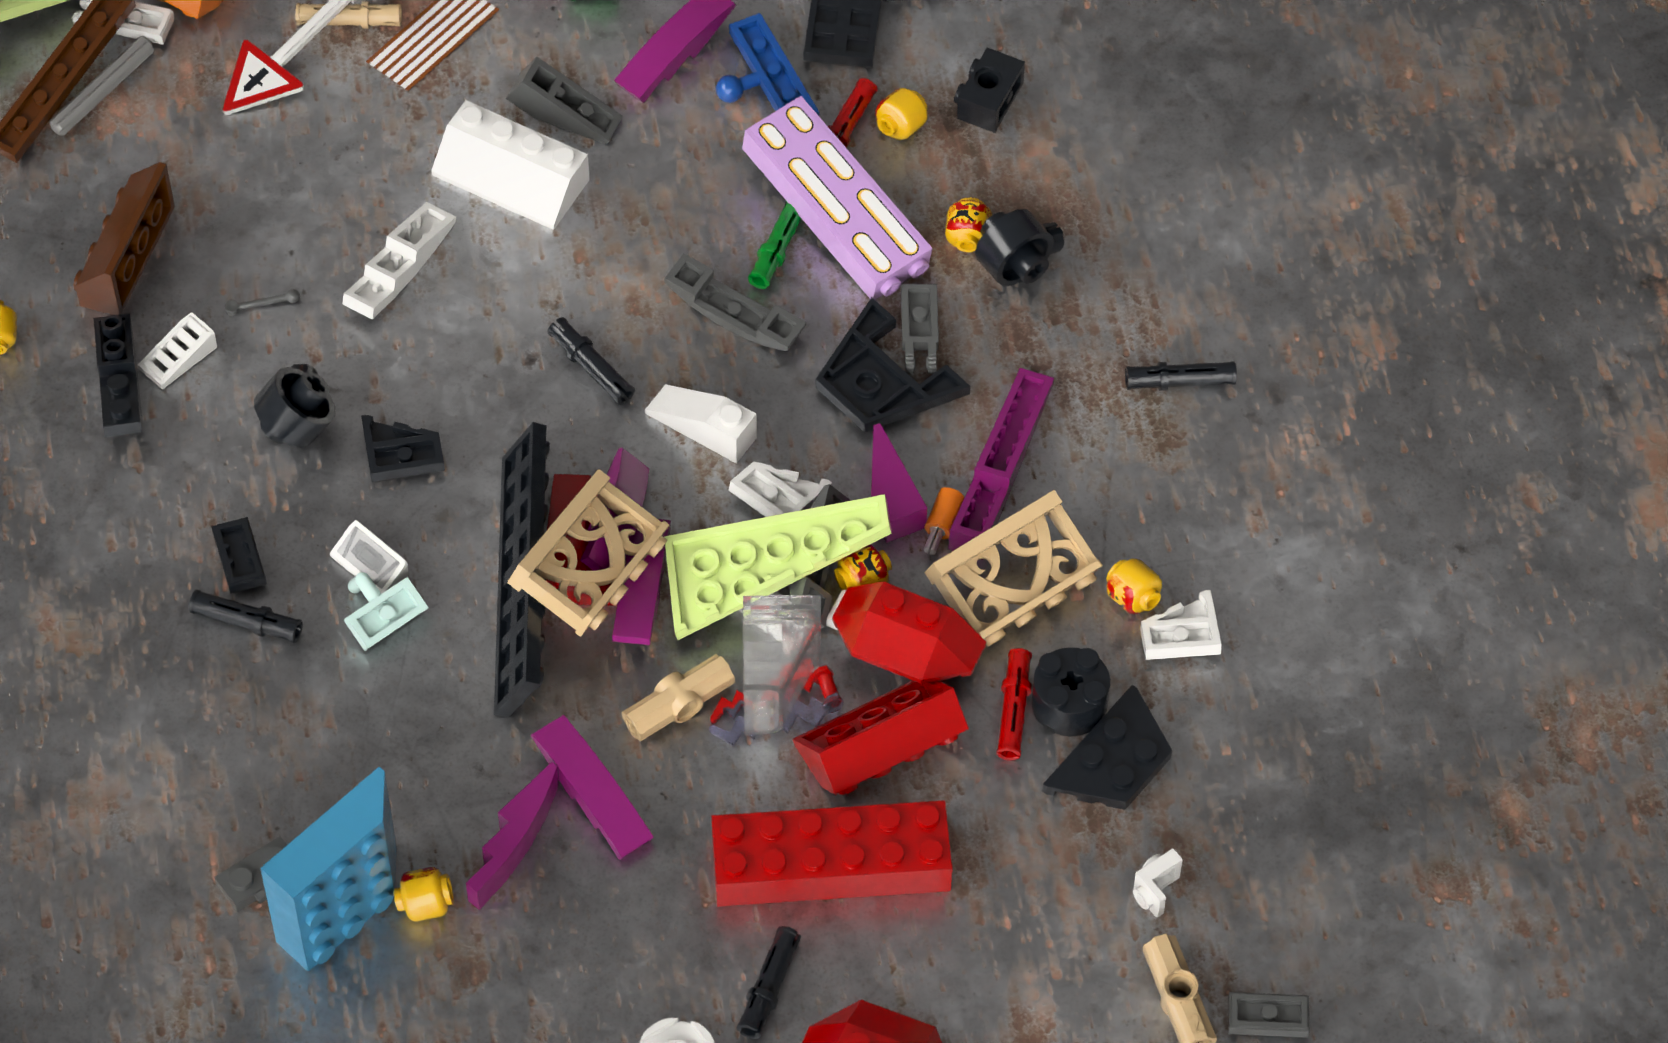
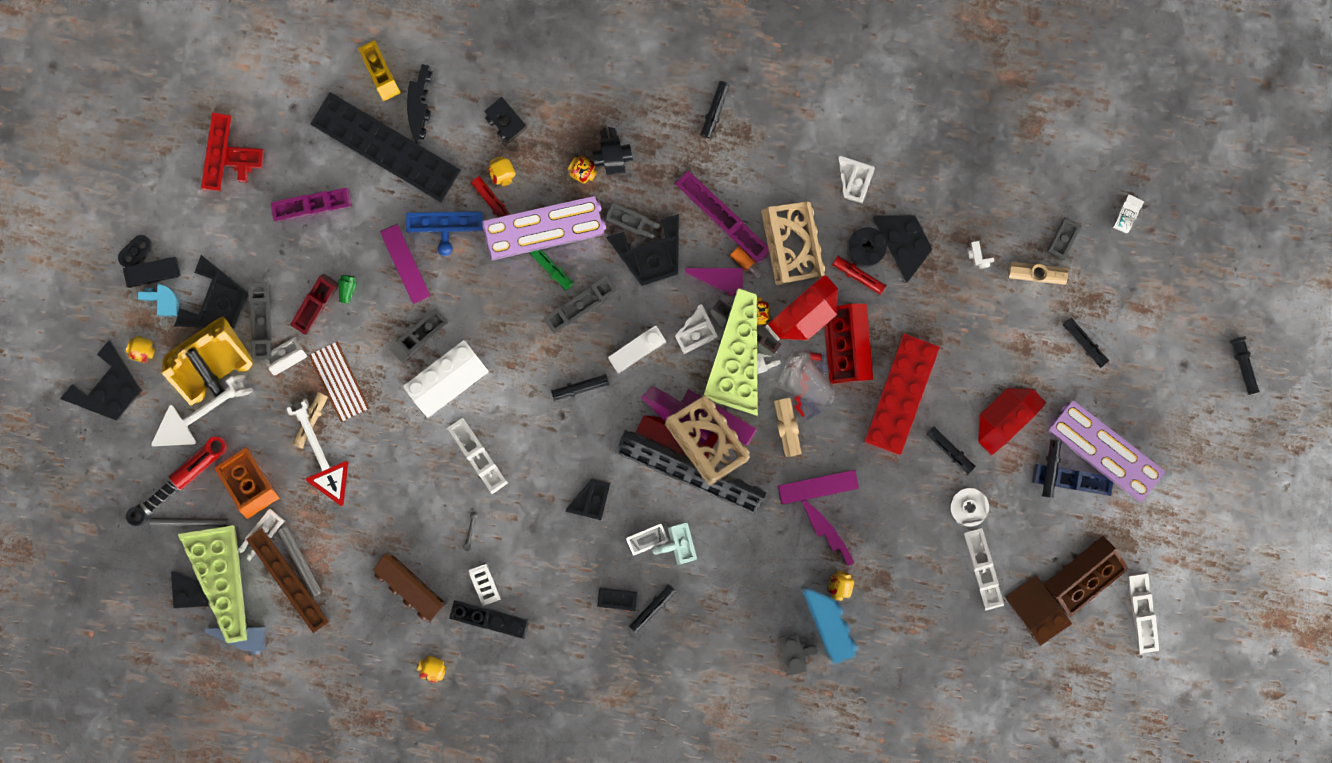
camera: 65 degrees left, 30 degrees up
(294, 406) = (549, 541): black piece -> none
(1134, 586) = (823, 190): yellow head -> none

